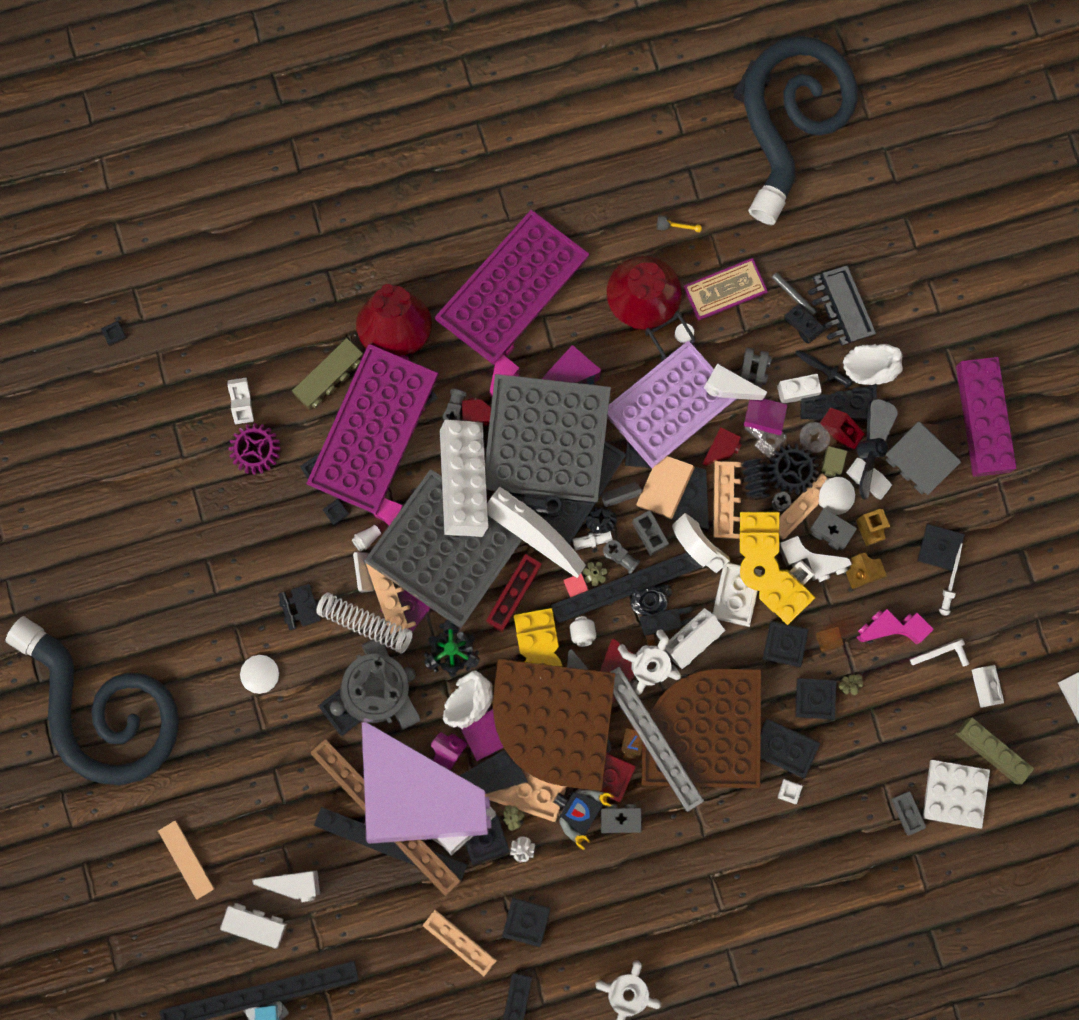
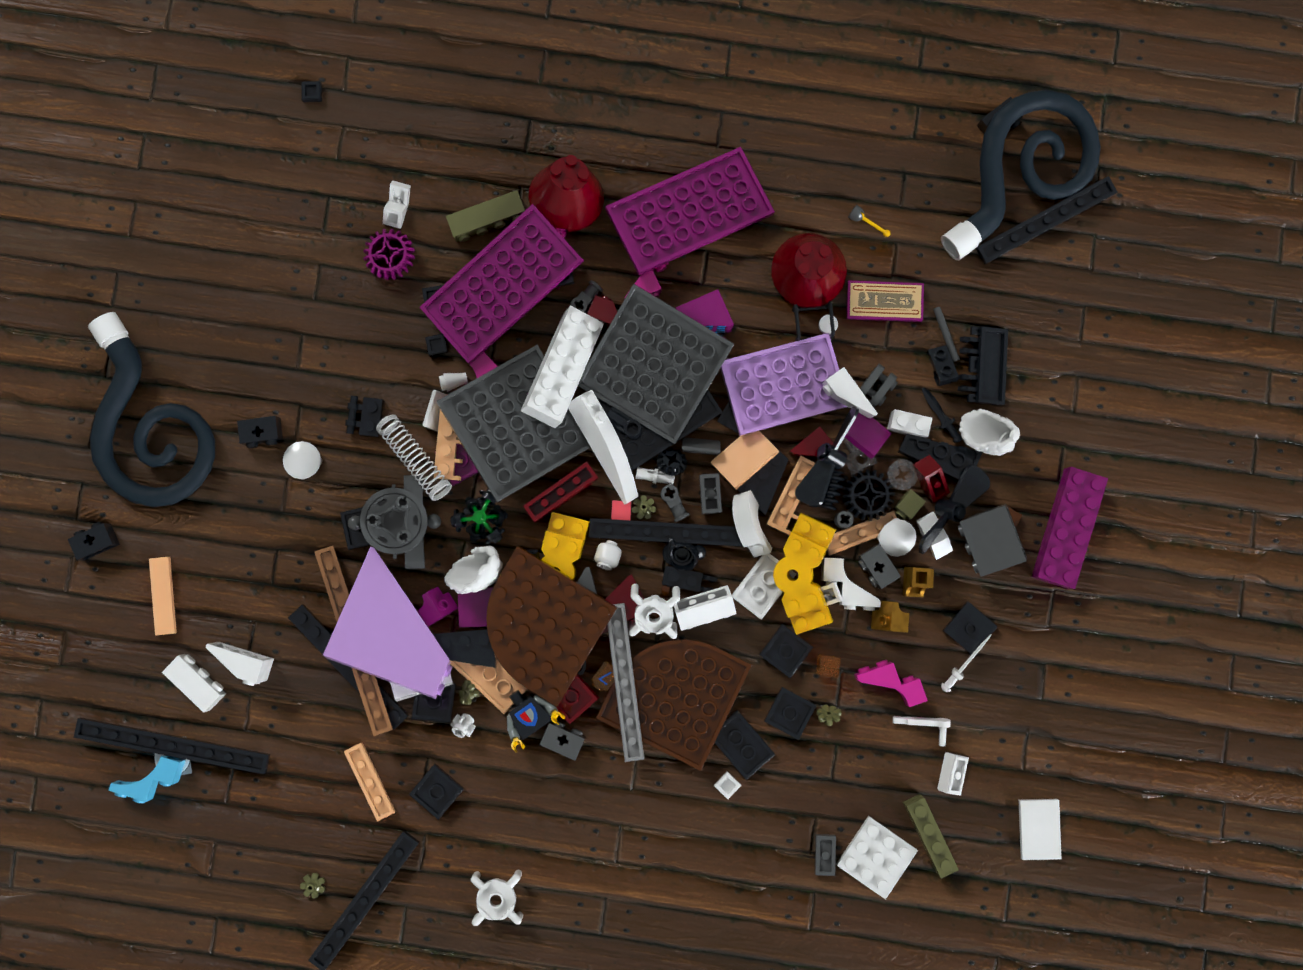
camera: 25 degrees right, 5 degrees up
(95, 849) = (104, 540): none -> black brick
(198, 665) = (249, 428): none -> black brick
(741, 478) = (815, 484): none -> black piece
(834, 154) = (1046, 220): none -> black plate

